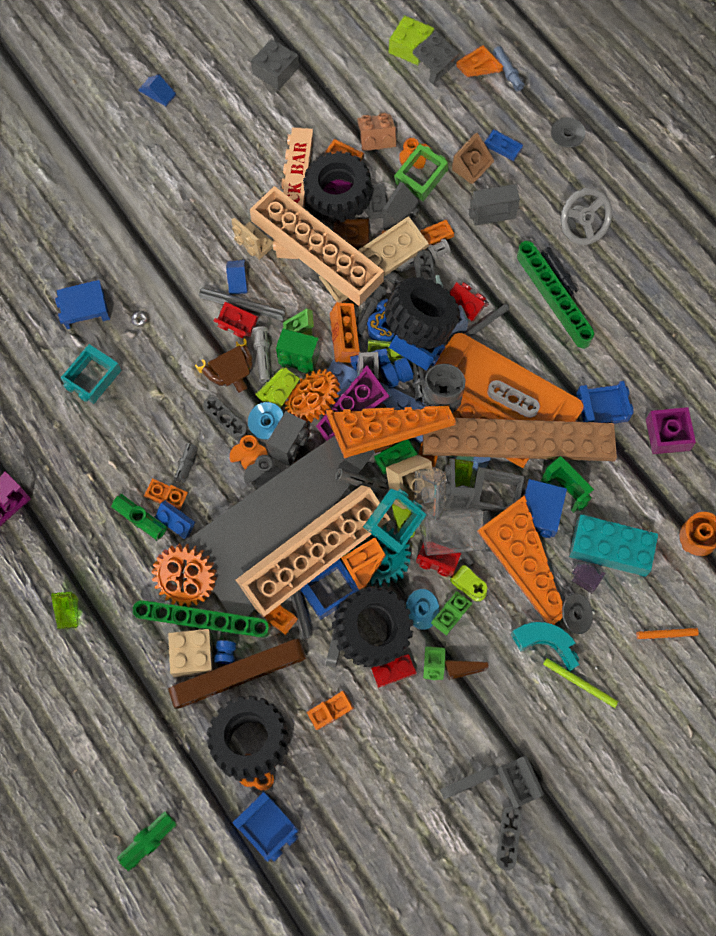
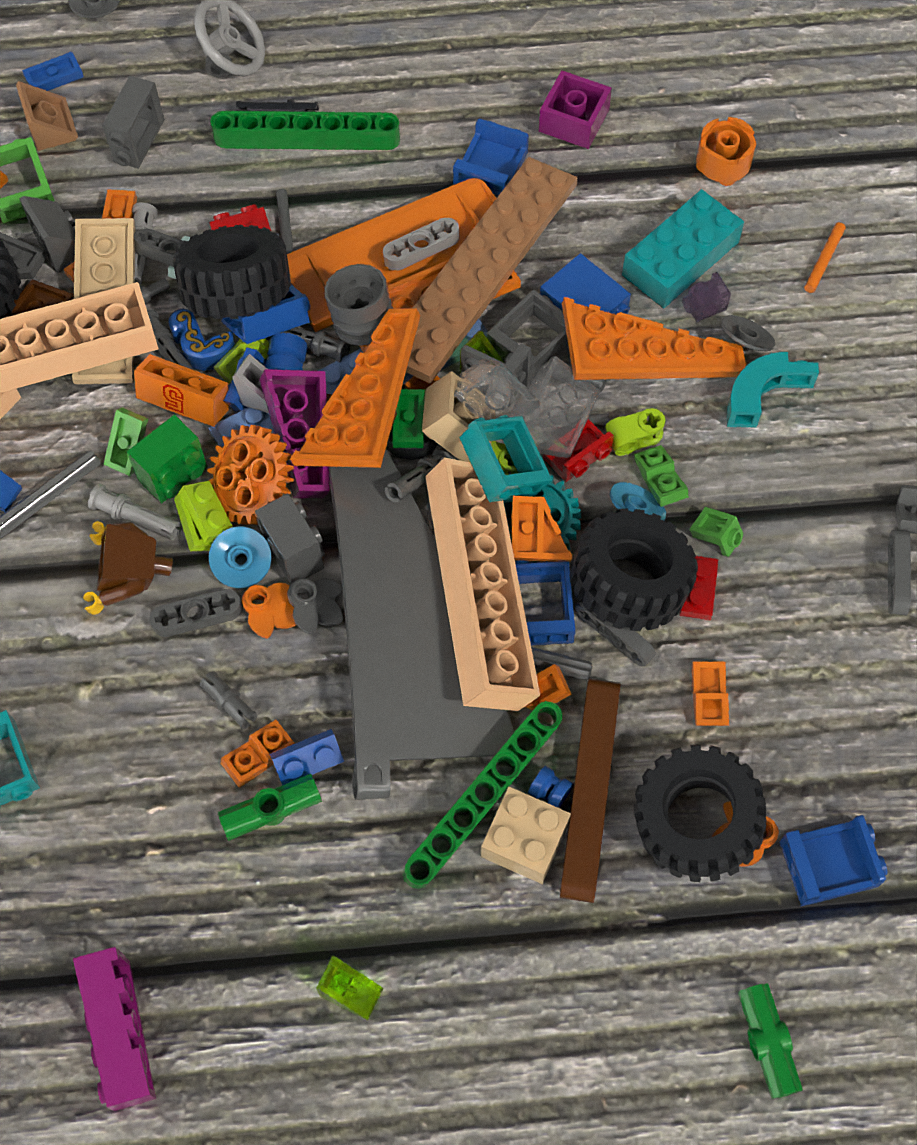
camera: 60 degrees left, 5 degrees down
(201, 578) = (387, 804): orange gear -> none
(237, 320) = (57, 517): red bracket -> none
(459, 669) = (744, 501): reddish brown slope -> none
(571, 480) = (566, 240): green panel -> none
(580, 682) = (834, 381): lime bar -> none

